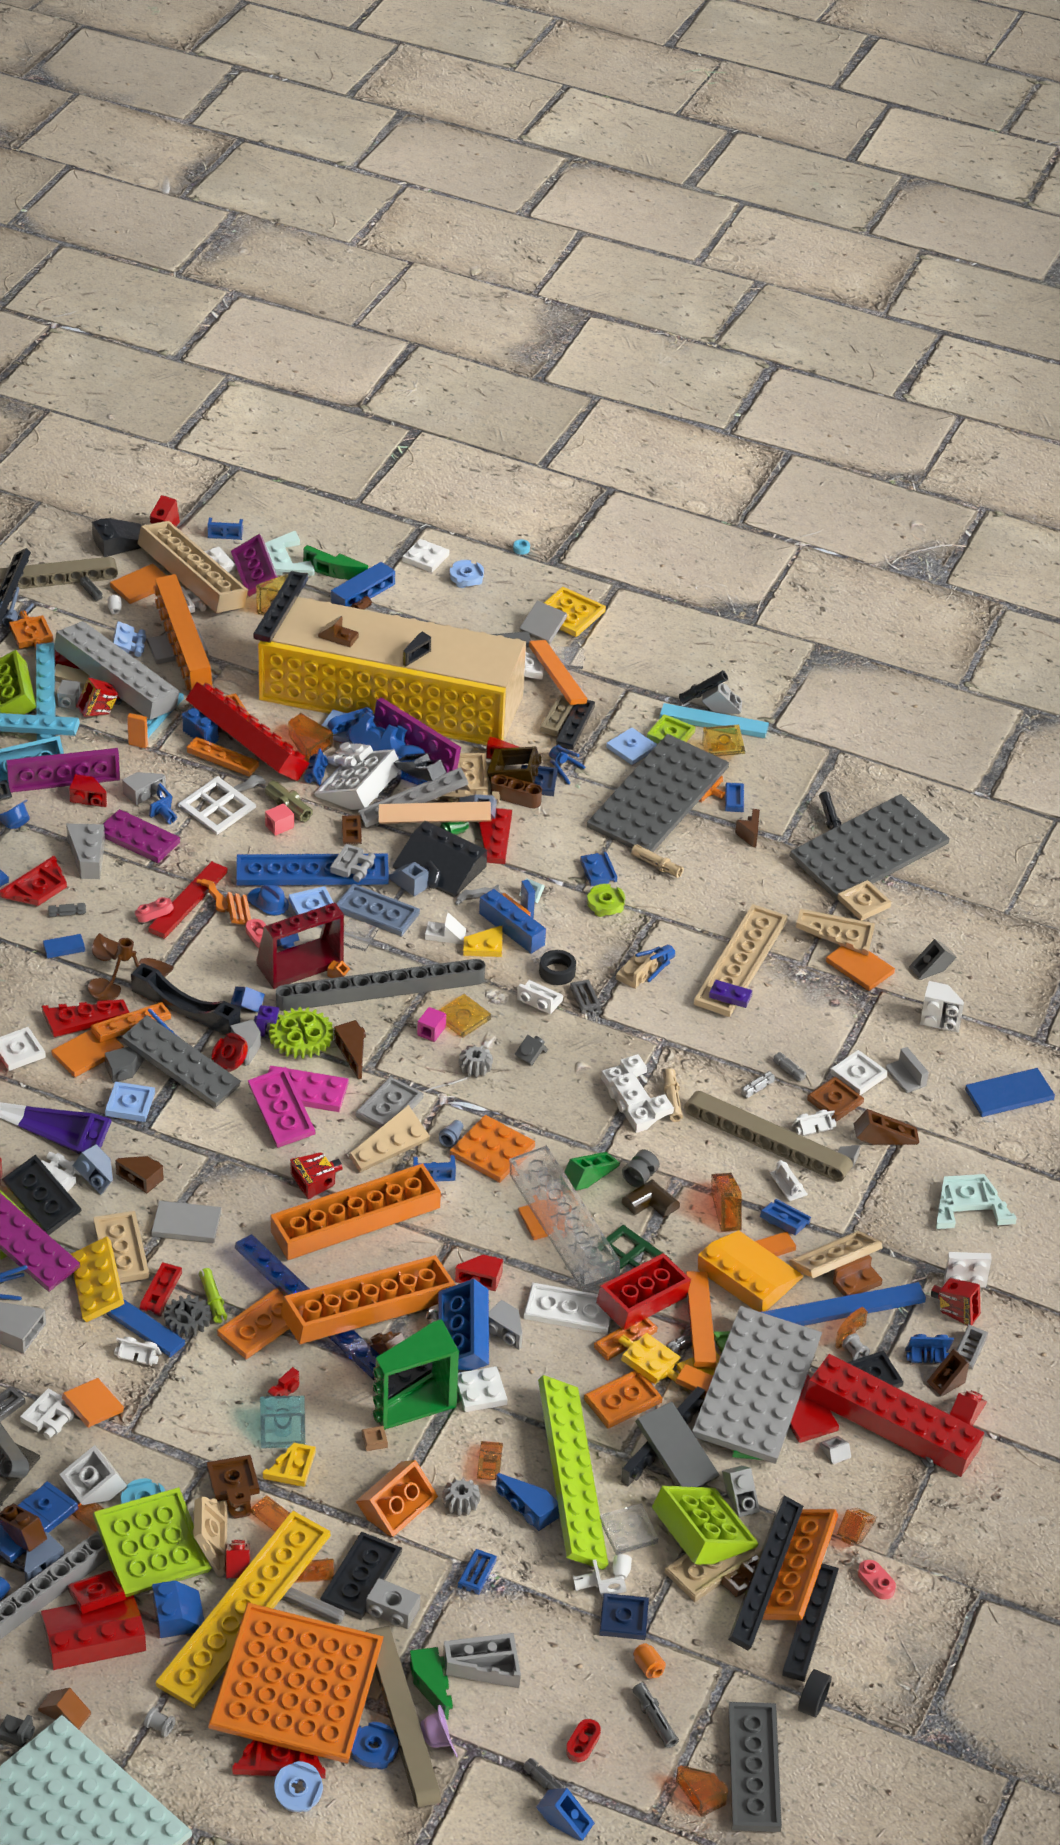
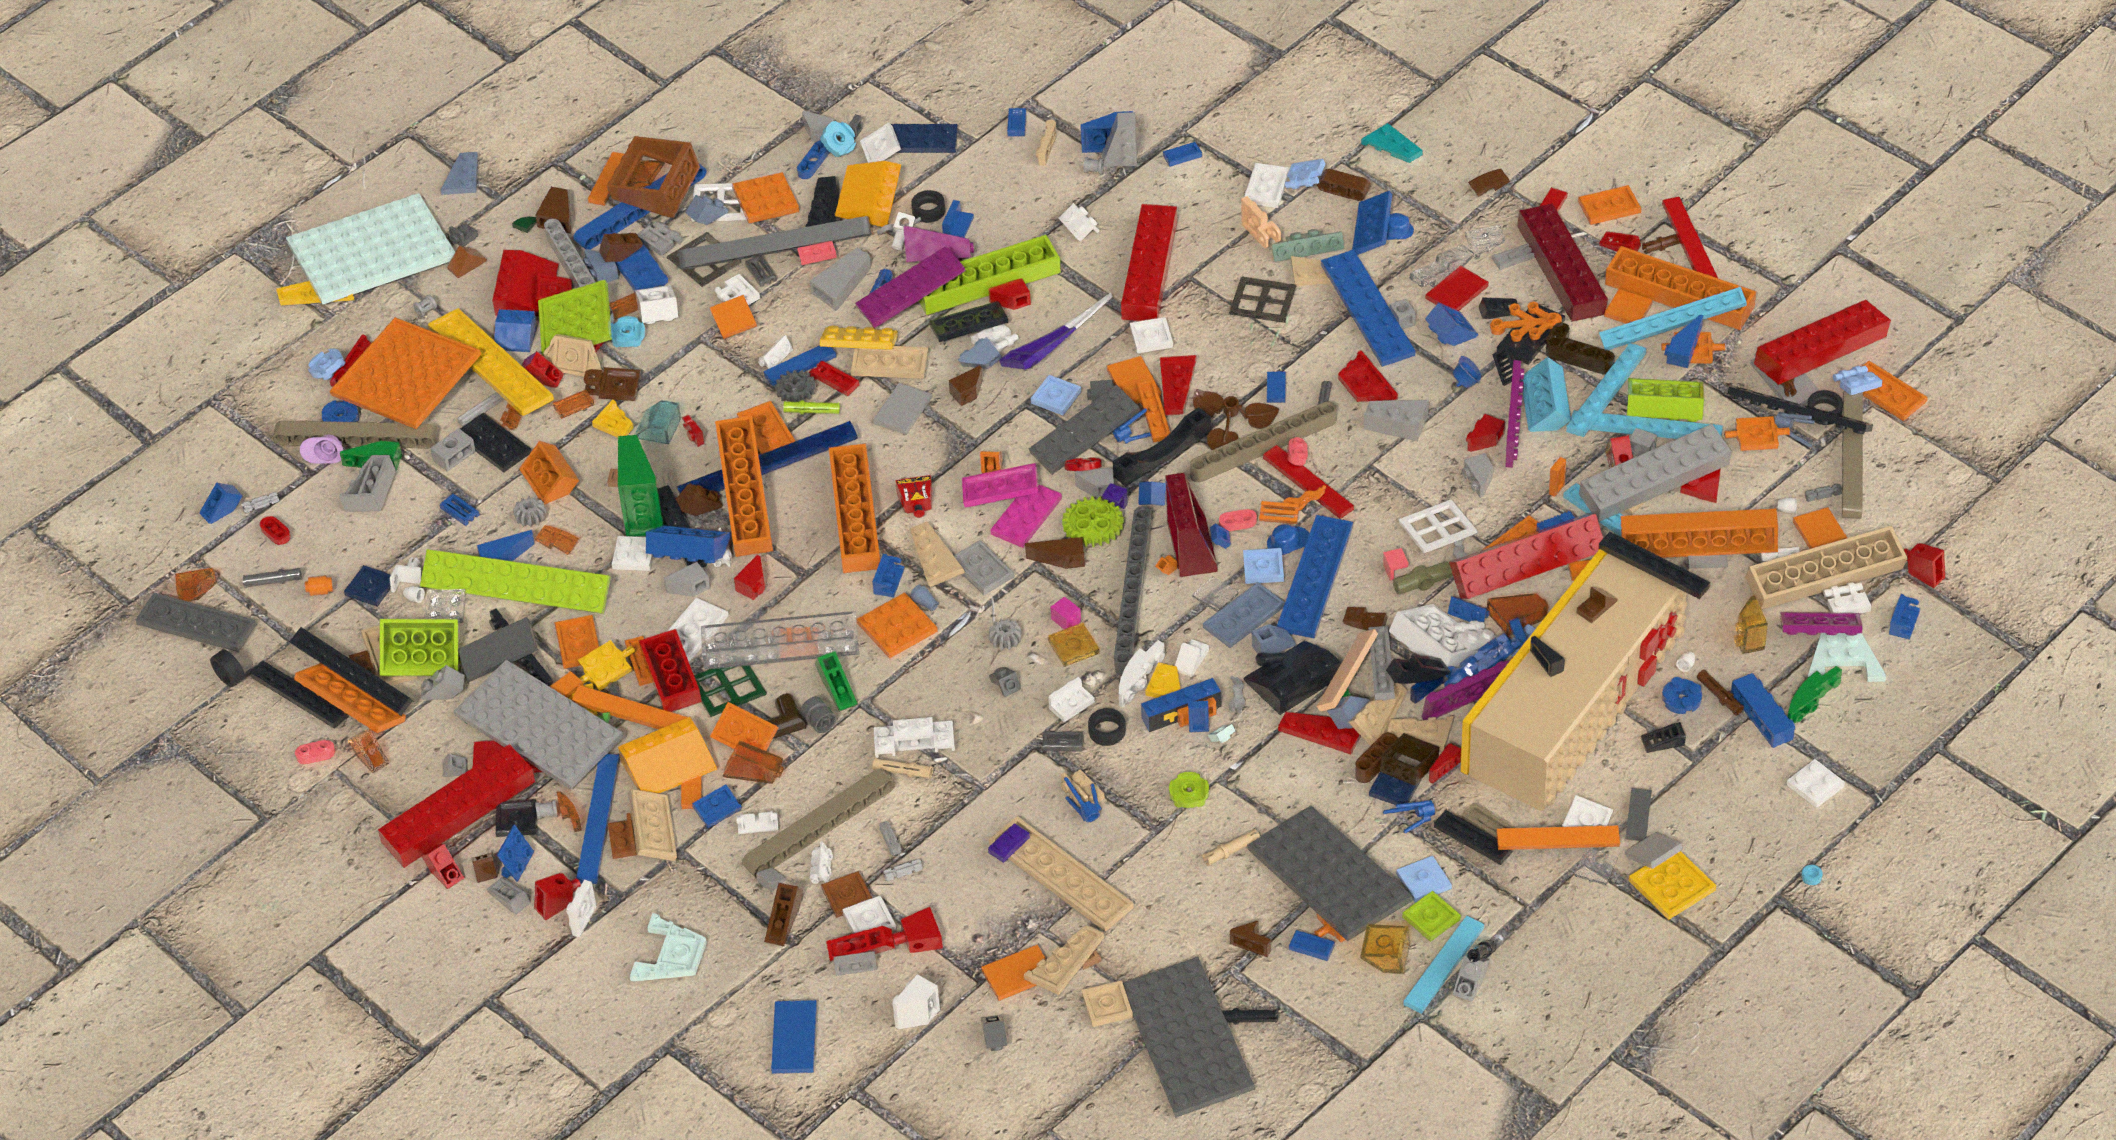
camera: 115 degrees right, 5 degrees up
(115, 536) = (1909, 521): black slope -> none
(125, 634) = (1721, 497): light blue plate -> none
(139, 836) = (1413, 463): magenta plate -> none
(149, 935) = (1259, 442): none -> dark tan beam
(163, 805) = (1443, 483): blue bracket -> none
(251, 1120) = (990, 461): none -> orange slope
(347, 862) = (1305, 593): light grey plate -> none
(474, 573) = (1769, 818): light blue plate -> none
(495, 959) = (1135, 672): none -> white slope
(598, 868) = (1240, 799): blue plate -> none
(690, 1216) = (742, 725): none -> orange plate
(855, 1033) = (919, 932): none -> red torso
(894, 1059) = (875, 939): none -> red slope

